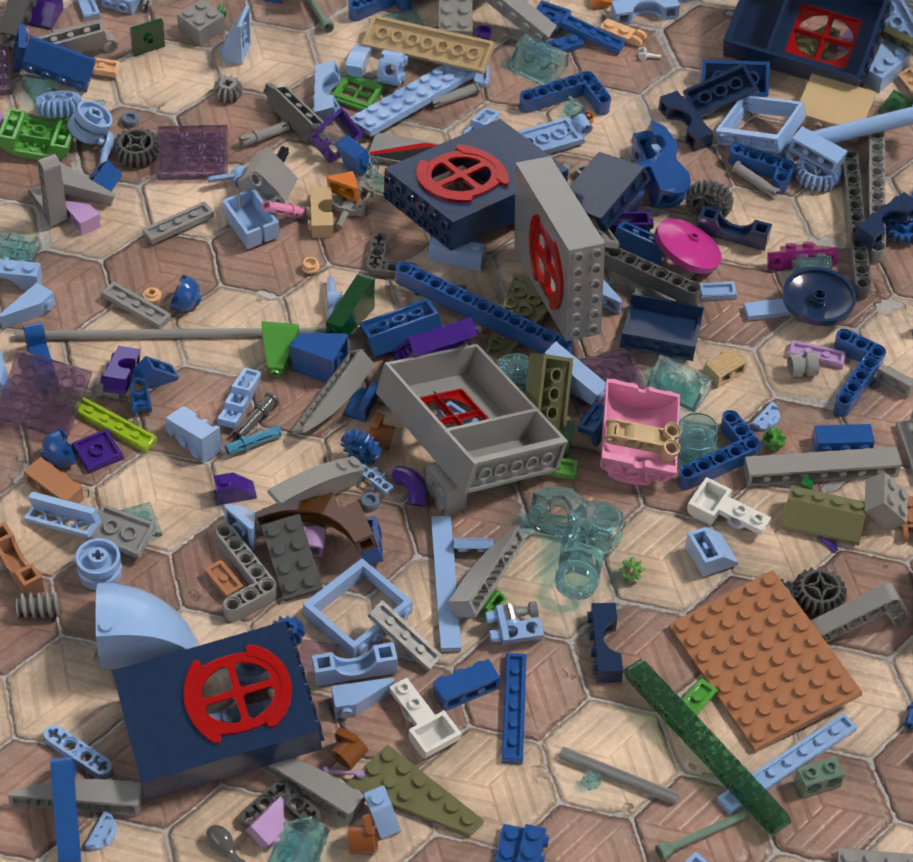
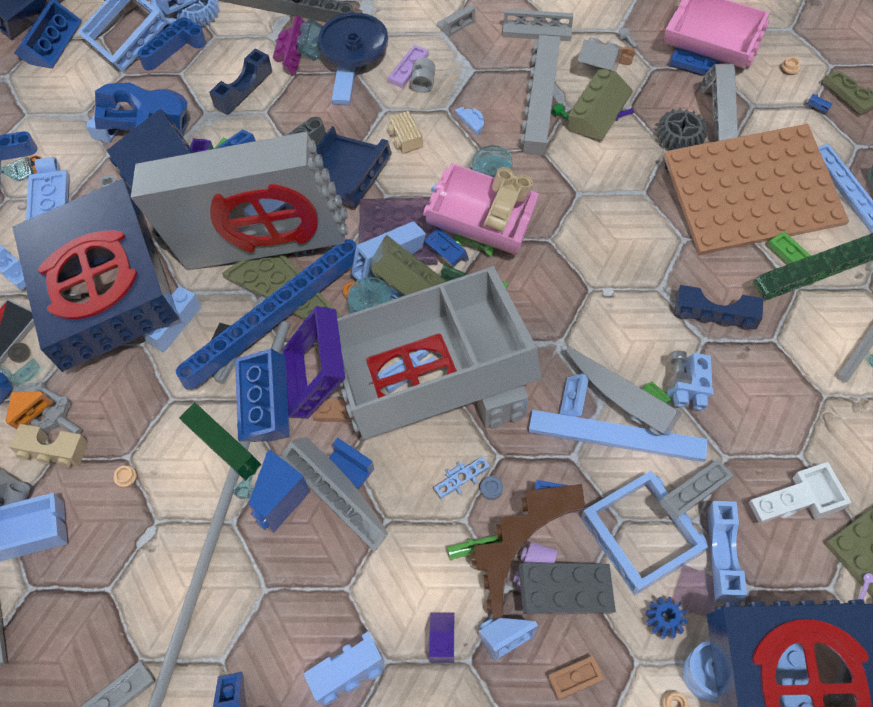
camera: 70 degrees left, 10 degrees up
(152, 295) = (99, 684): light nougat plate -> none
(186, 295) = (116, 635): blue cylinder -> none
(240, 398) = (302, 602): light blue slope -> none
(245, 443) = (374, 609): dark azure pin -> none
(251, 570) = (572, 646): light grey beam -> none
(260, 411) = (329, 579): dark grey pin -> none
(277, 343) = (244, 537): bright green slope -> none
(289, 210) = (34, 479): bright pink pin -> none
(318, 481) = (482, 533): light grey slope -> none
(333, 296) = (194, 462): light blue piece -> none
(348, 748) = (840, 582): dark orange piece -> none
(356, 697) = (766, 562): light blue slope -> none
(361, 446) = (425, 476): blue gear -> none
(381, 432) = (408, 453): dark orange piece -> none
(382, 264) = (153, 399): dark grey beam -> none
(413, 482) = (486, 434): dark purple cylinder -> none
(466, 685) = (758, 445): blue brick -> none
(514, 708) = (785, 408): blue tile -> none
(588, 534) = (583, 289): clear light blue animal -> none
(637, 569) = (635, 264): bright green gear -> none
(677, 108) = (63, 87): dark blue arch -> none
(681, 379) = (414, 170): clear light blue slope -> none
(688, 246) = (251, 119): dark pink dish -> none
(709, 551) = (625, 198): light blue slope -> none
(710, 195) = (197, 87): dark grey gear -> none
(715, 500) = (568, 180): white plate -> none
(718, 291) = (306, 111): light blue tile -> none
(720, 90) = (64, 47): dark blue slope -> none
(743, 444) = (510, 140): blue beam -> none
(754, 179) = (183, 54): light grey pin -> none
(773, 439) = (506, 122): bright green gear -> none
(842, 437) = (516, 71): blue brick -> none
(871, 357) = (449, 41): blue beam -> none

